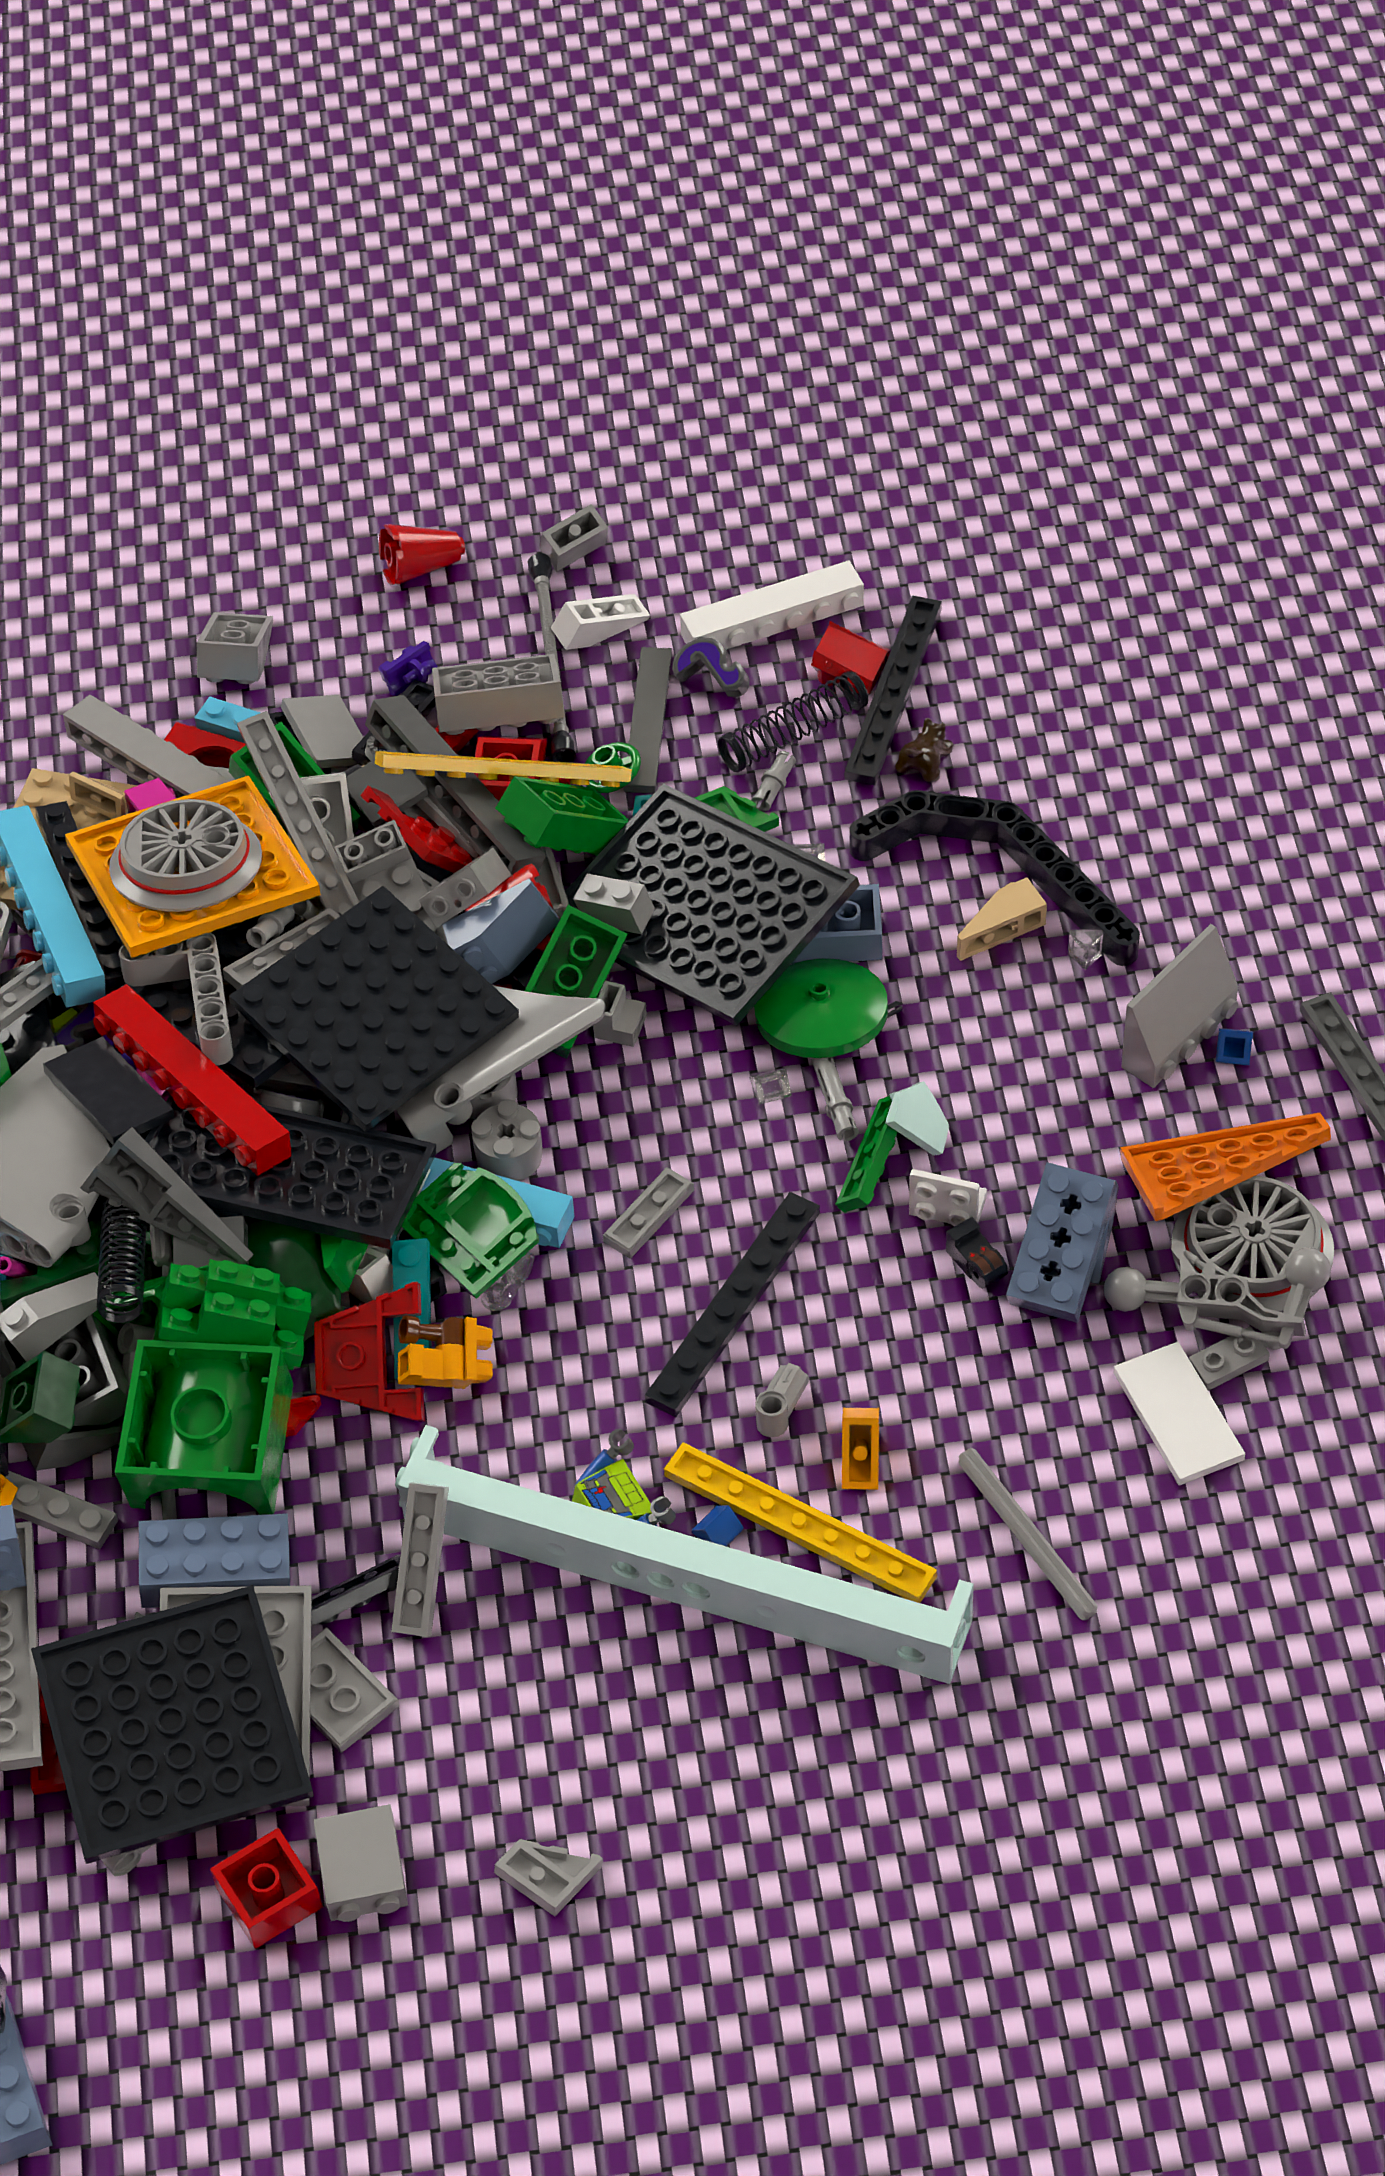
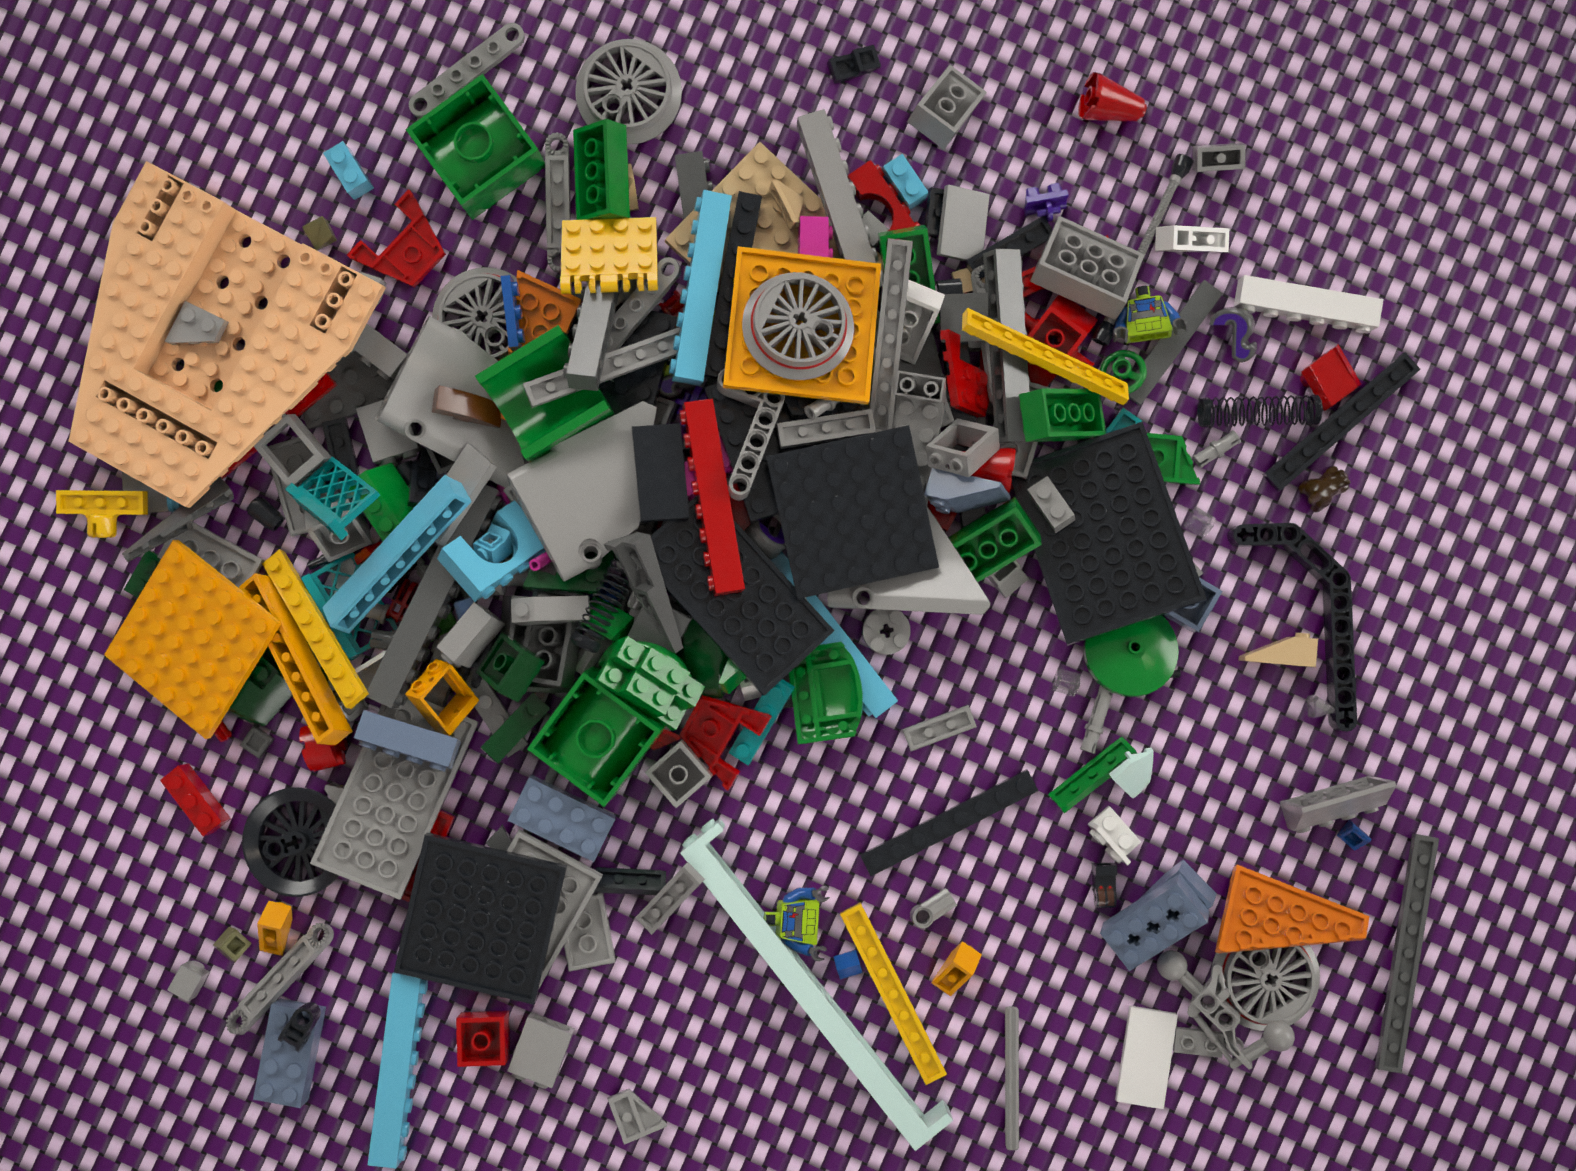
camera: 30 degrees right, 35 degrees up
(87, 1487) = (515, 728): none -> dark green slope
(104, 662) = (853, 65): none -> black slope
(164, 2012) = (396, 1071): none -> medium azure brick
(342, 1426) = (679, 773): none -> light grey brick
(454, 1357) = (766, 769): light orange hips -> none
(604, 703) = (1147, 318): none -> torso

